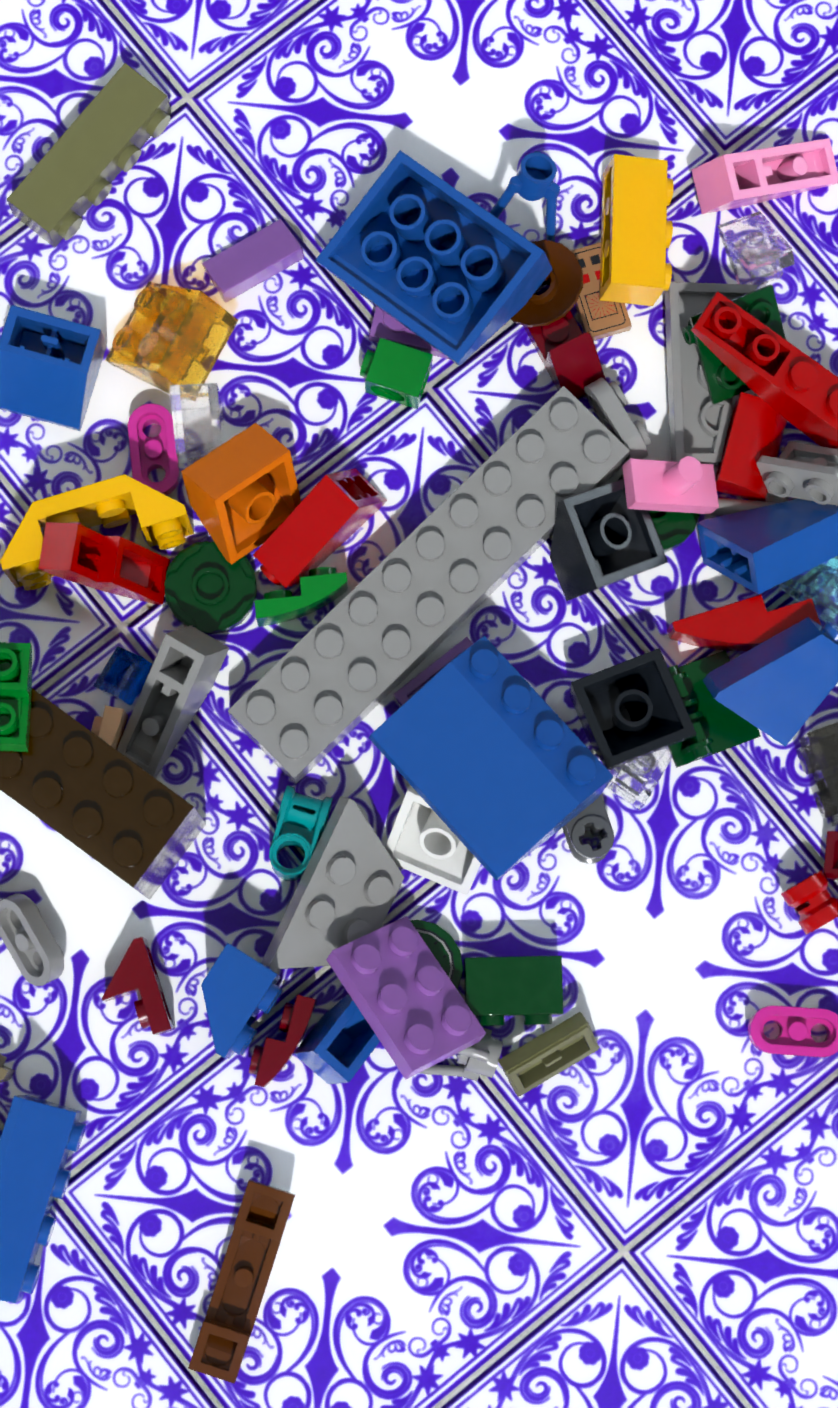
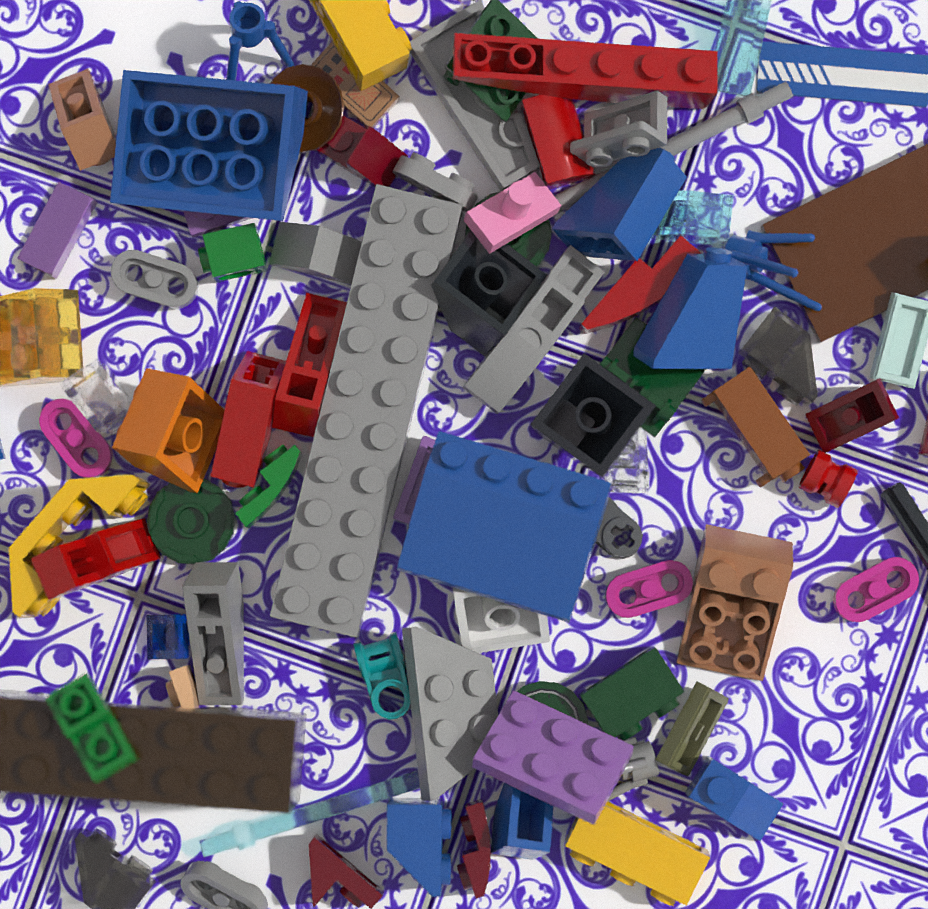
camera: 25 degrees left, 5 degrees up
(82, 898) = (246, 834): none -> clear light blue bar
(313, 355) = (155, 279): none -> light grey plate
(337, 177) = (83, 119): none -> nougat slope
(399, 512) = (308, 365): none -> red slope
(430, 1137) = (639, 853): none -> yellow brick
(470, 416) = (315, 251): none -> light grey slope
(549, 1143) = (733, 798): none -> blue slope
(586, 901) = (648, 589): none -> dark pink plate
(625, 603) = (535, 330): none -> light grey slope
(659, 963) = (735, 602): none -> nougat slope
(779, 816) = (760, 426): none -> dark orange brick

